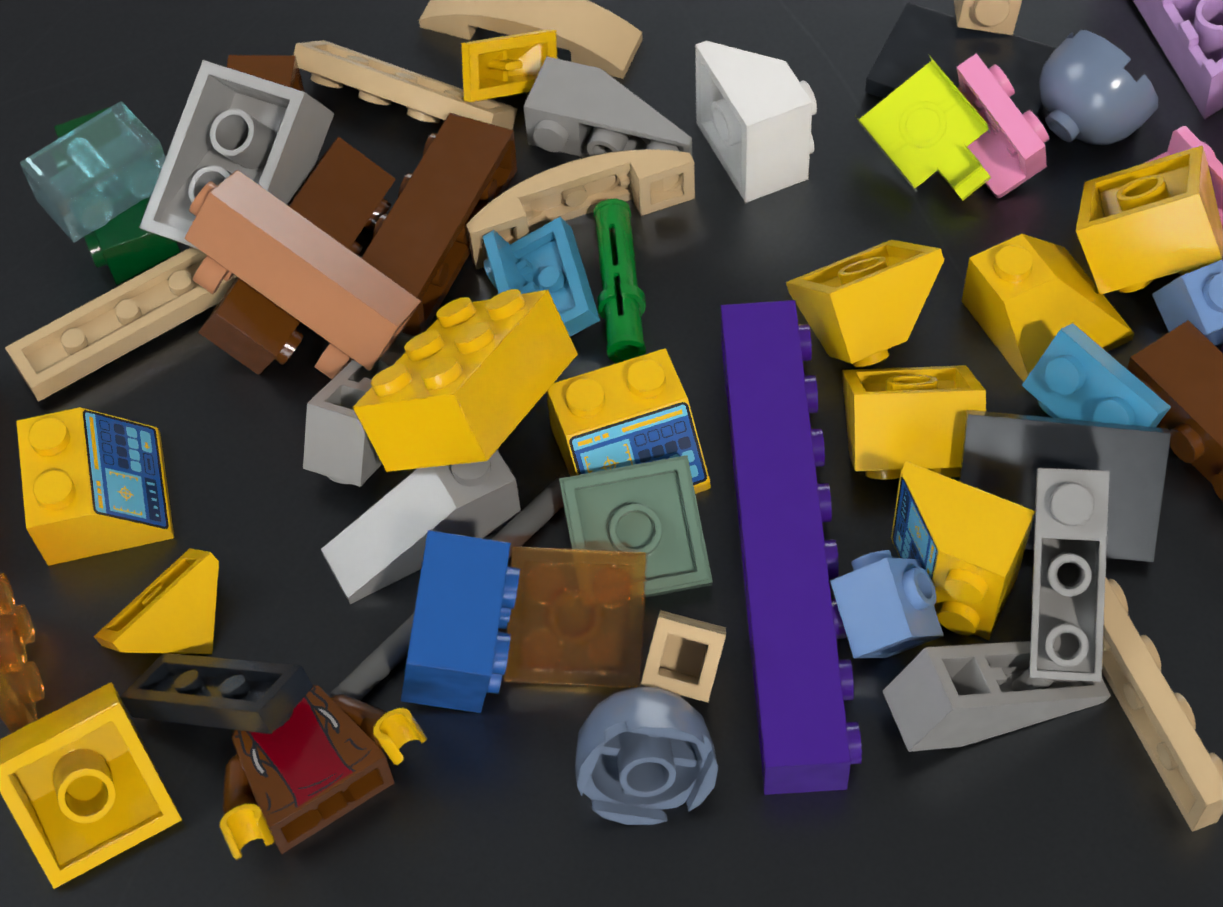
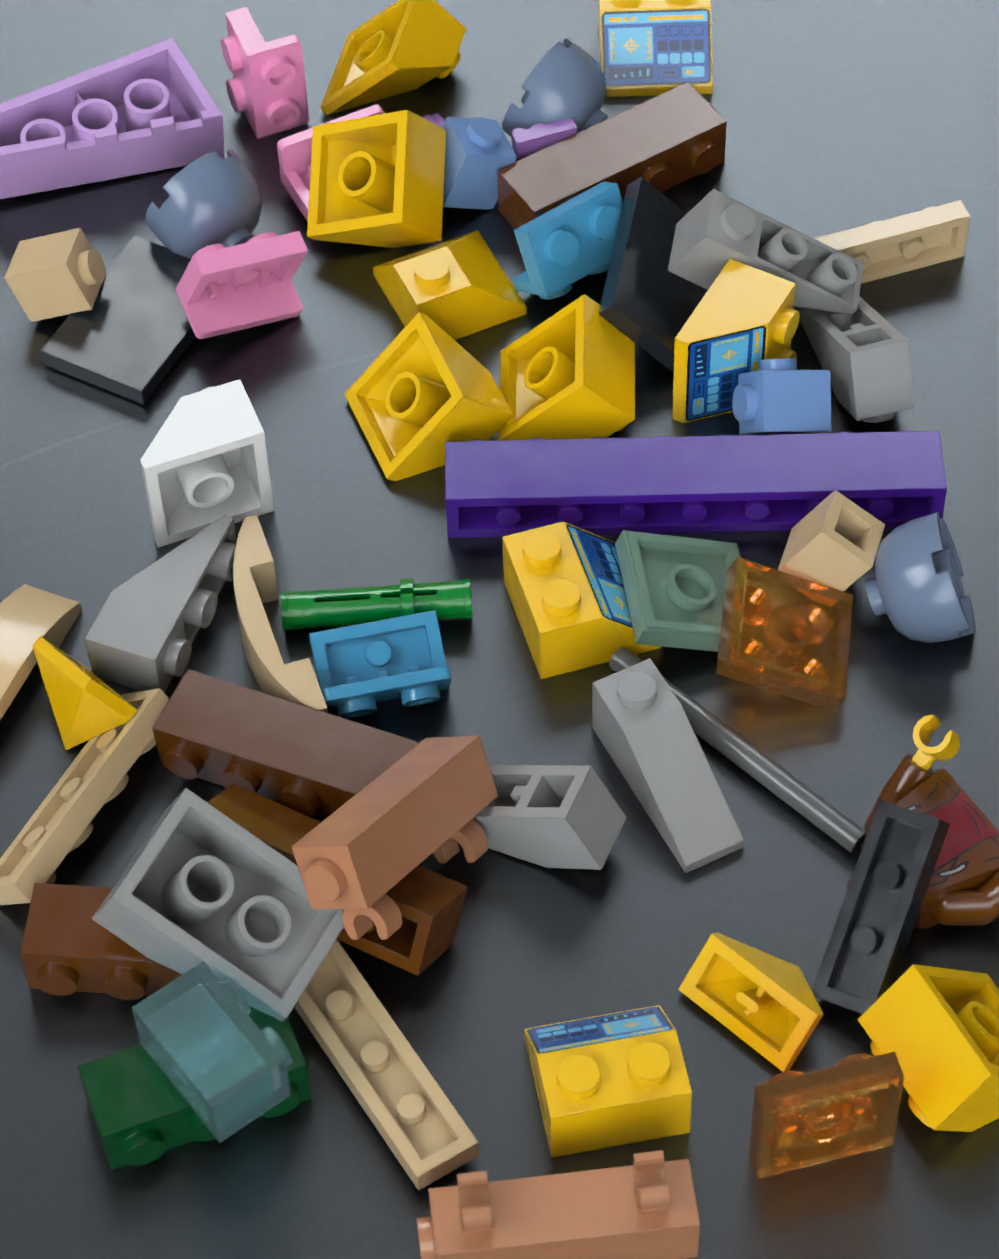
camera: 90 degrees left, 5 degrees down
(457, 615) = (812, 703): blue brick -> none
(466, 381) = (541, 685): yellow brick -> none
(928, 129) = (227, 339): neon yellow piece -> none

